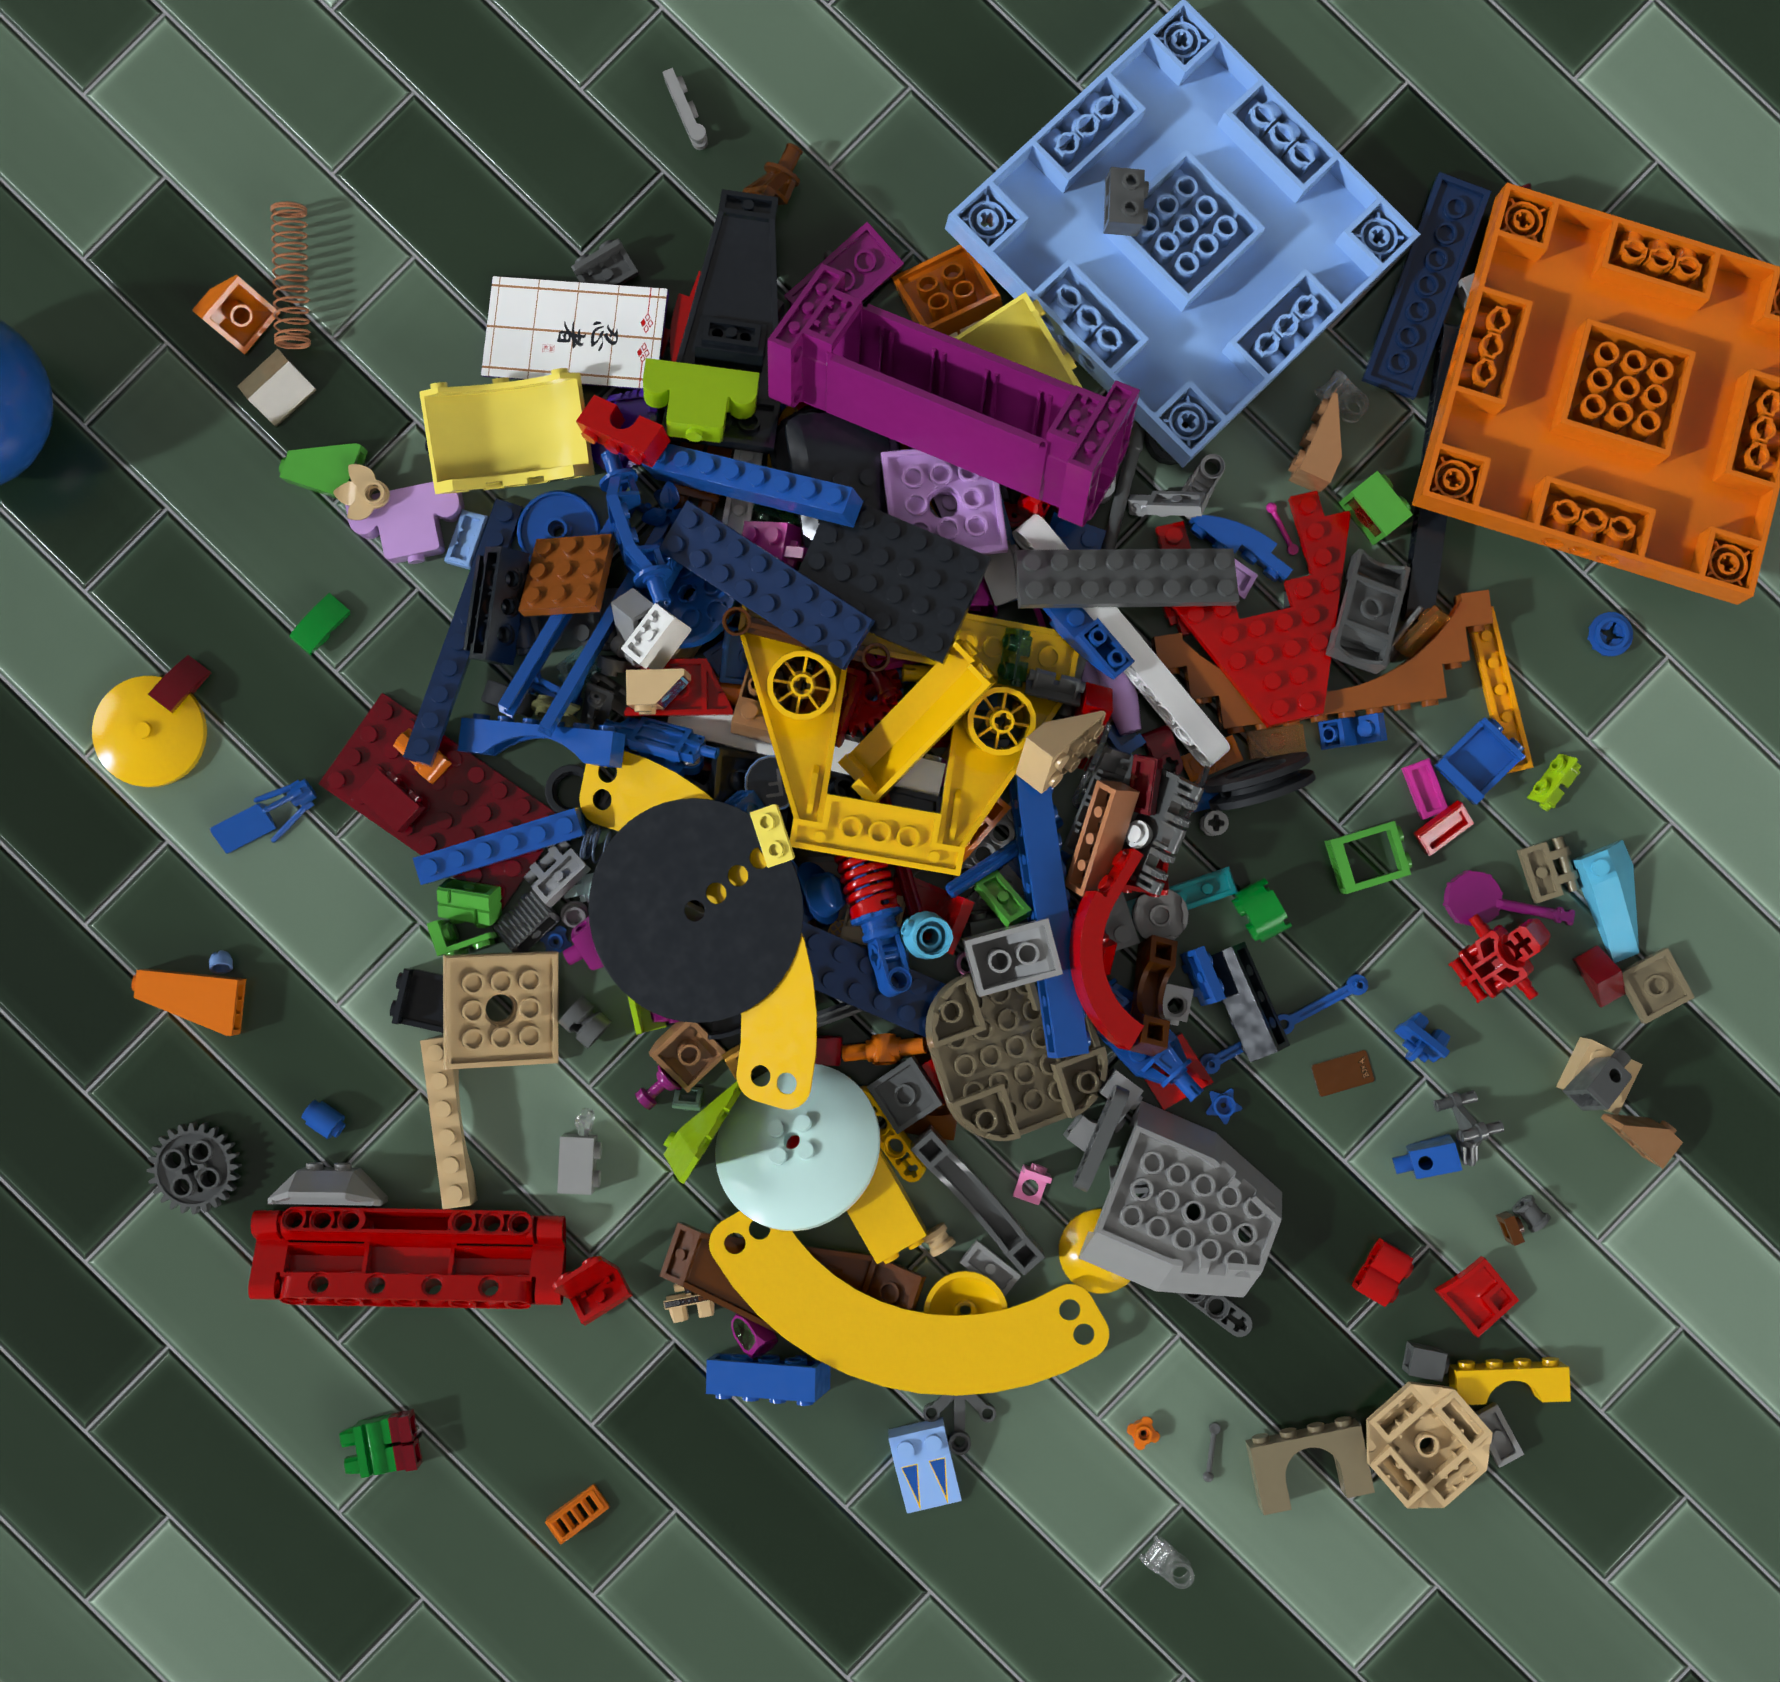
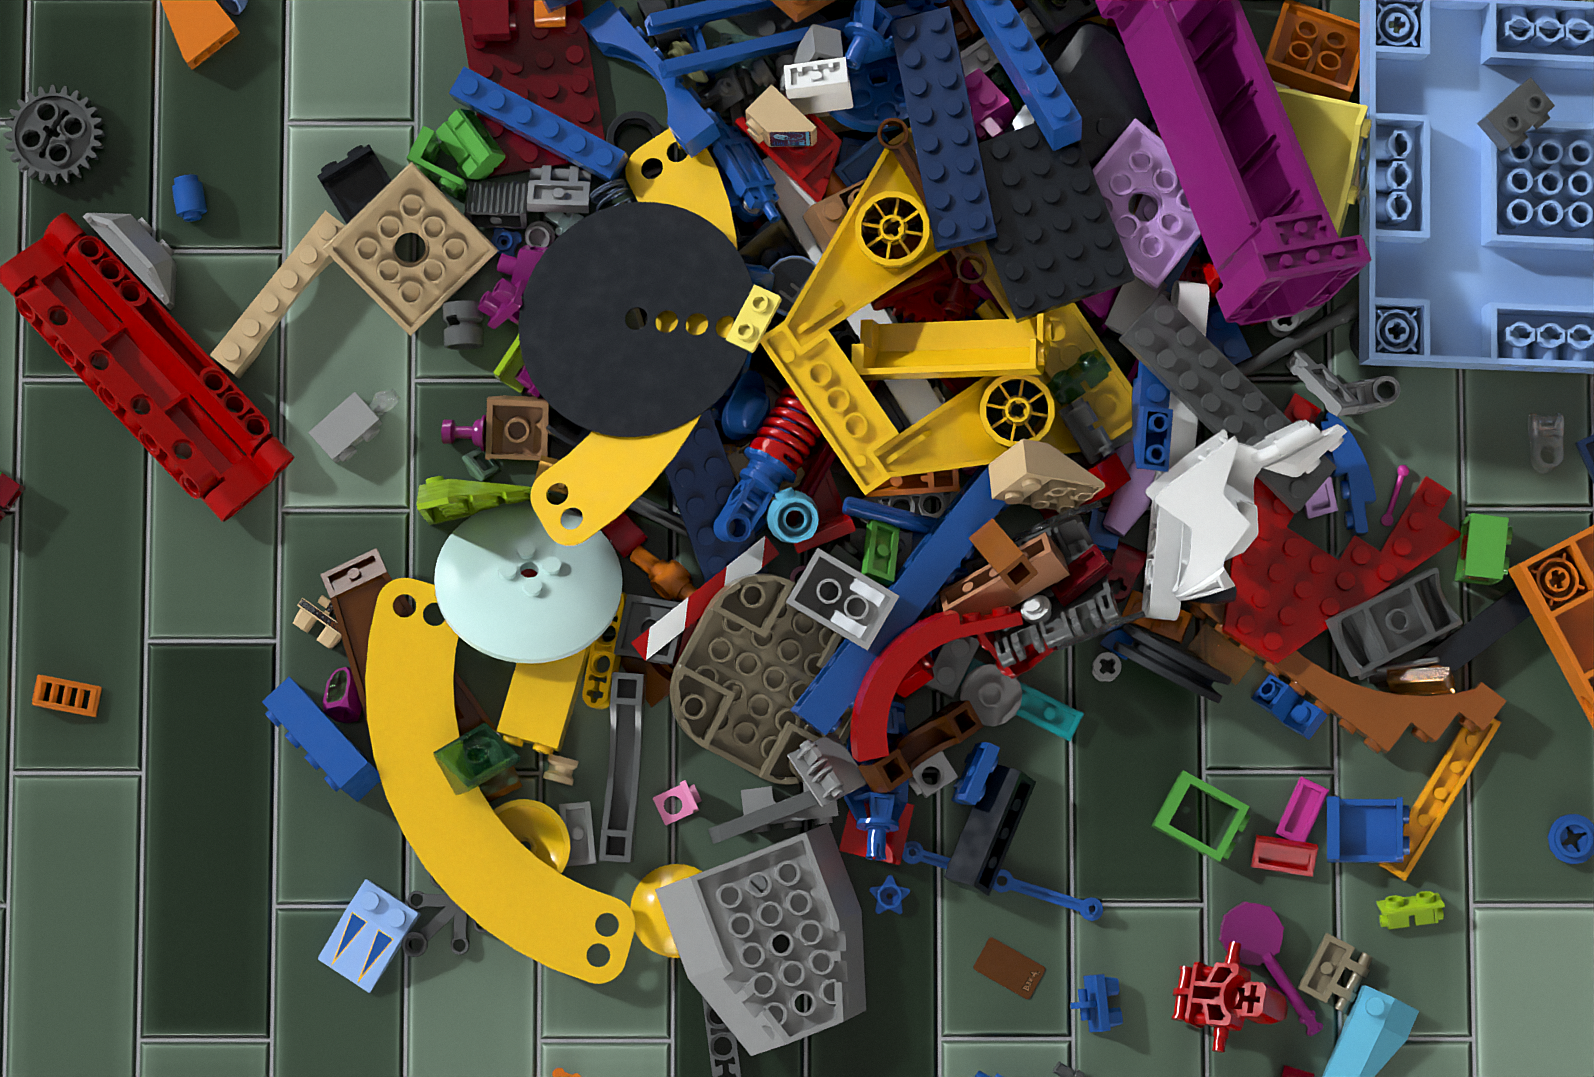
camera: 50 degrees right, 5 degrees down
(593, 1288) = (259, 532): red bracket -> none
(595, 983) = (503, 302): none -> magenta hips
(881, 1295) = (474, 758): none -> clear green slope
(919, 1051) = (695, 605): none -> sticker
(1087, 824) = (1003, 555): none -> dark orange brick
(1110, 1071) = (827, 768): none -> light grey hinge
(1182, 649) = (1215, 500): none -> white piece
(1262, 911) = (1073, 770): green brick -> none
(1321, 449) = (1475, 466): medium nougat slope -> none

